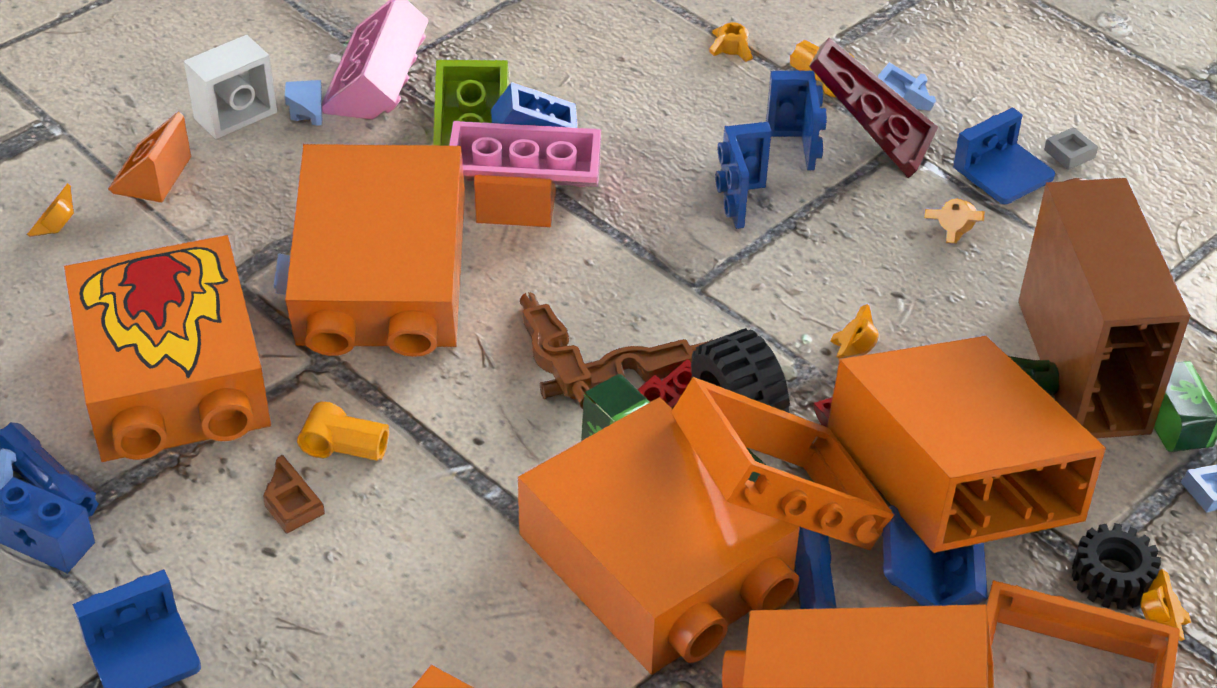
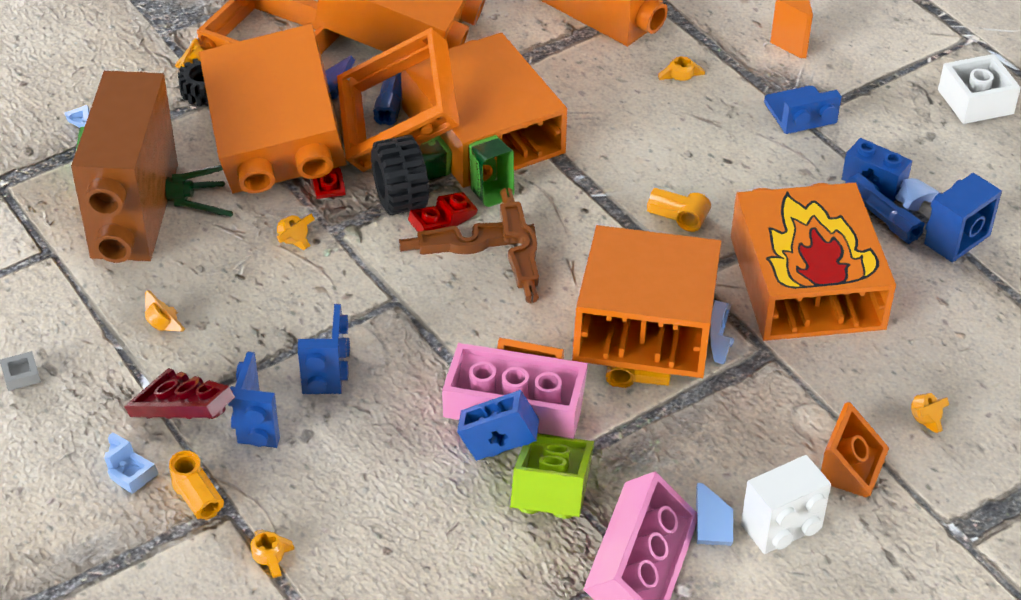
camera: 170 degrees left, 0 degrees up
(290, 497) = (714, 183): dark orange tile -> none
(995, 160) = (91, 361): blue bracket -> none

